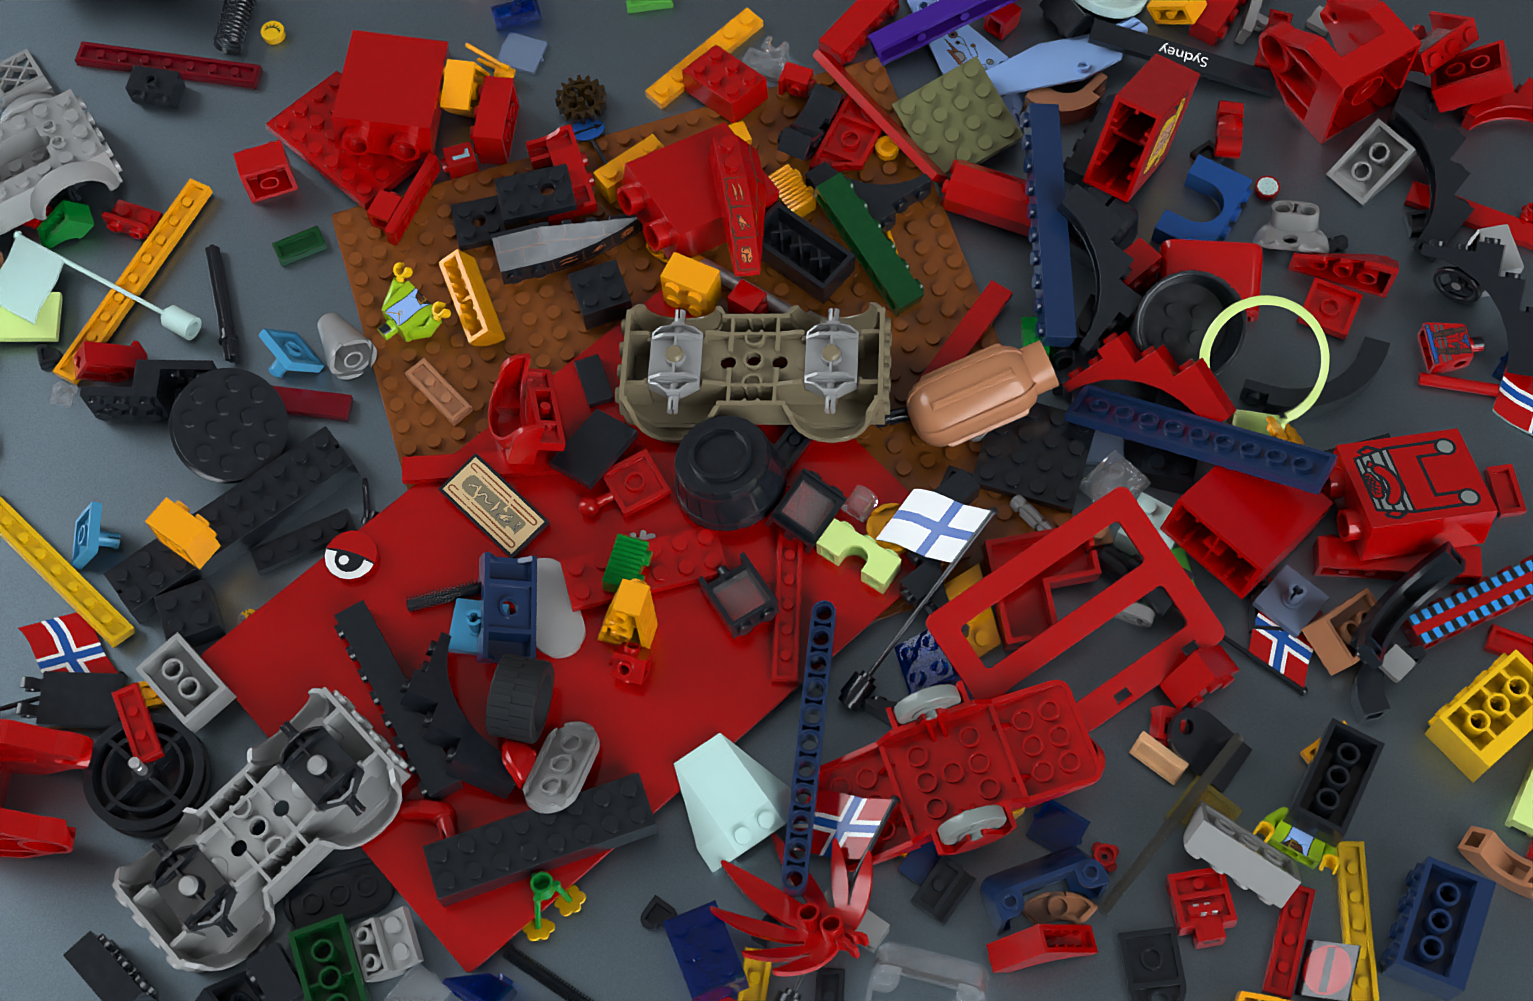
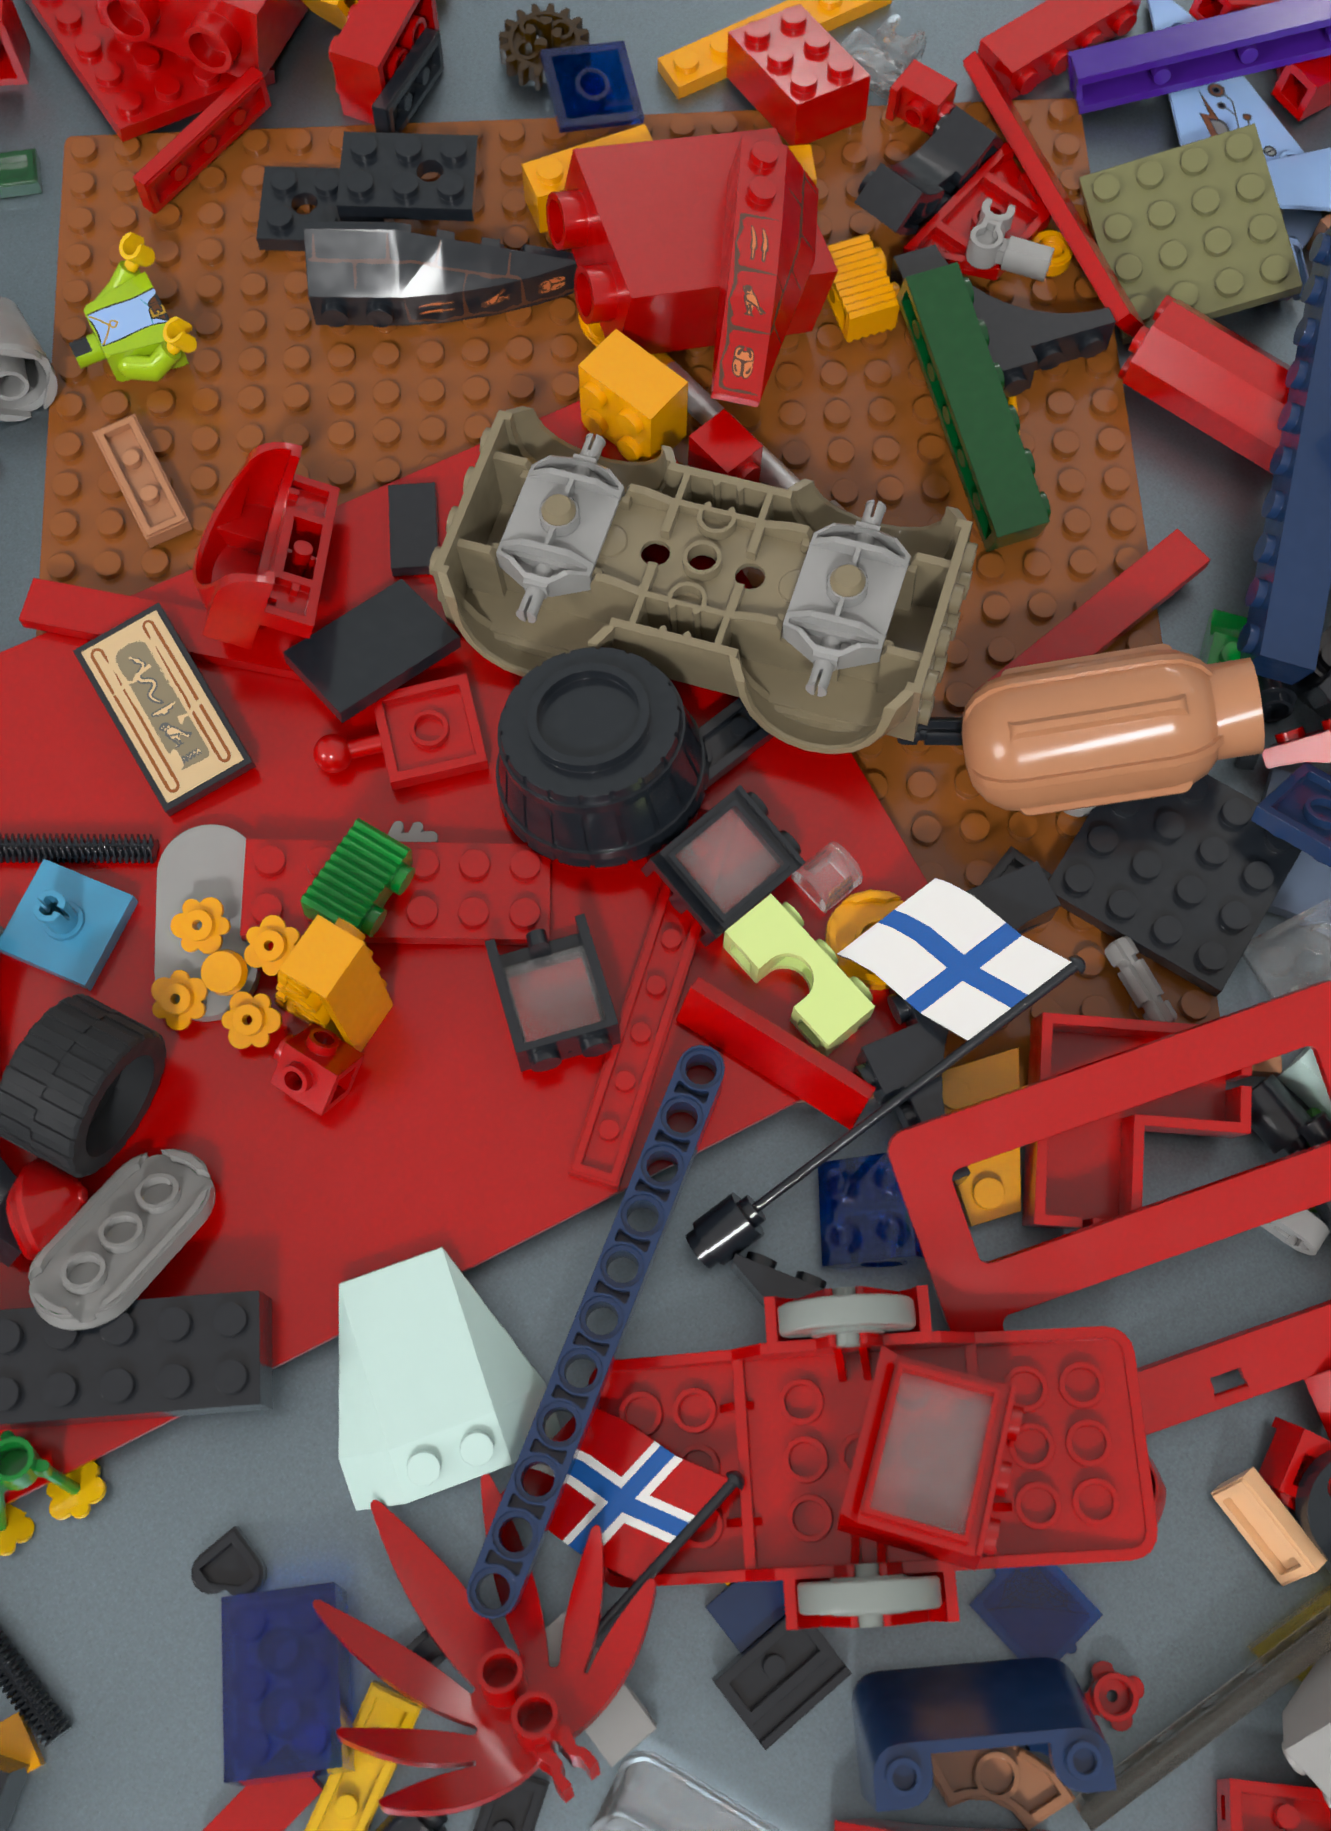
camera: 10 degrees right, 5 degrees up
(383, 208) = (144, 139): red brick -> none
(459, 160) = (307, 97): red brick -> none
(471, 299) = (248, 334): light orange brick -> none
(502, 632) = (108, 955): dark blue piece -> none
(515, 141) = (409, 84): none -> black tile
(562, 148) = (484, 111): red bracket -> none
(571, 628) = (224, 973): none -> light orange plant
(590, 132) = (534, 105): blue piece -> none
(600, 294) = (469, 377): black brick -> none
(617, 118) = (591, 86): none -> clear blue slope
(804, 253) = (852, 396): black brick -> none
(854, 155) = (1017, 255): none -> light grey bar
(857, 596) = (775, 1053): none -> red tile
(984, 758) = (931, 1461): none -> window

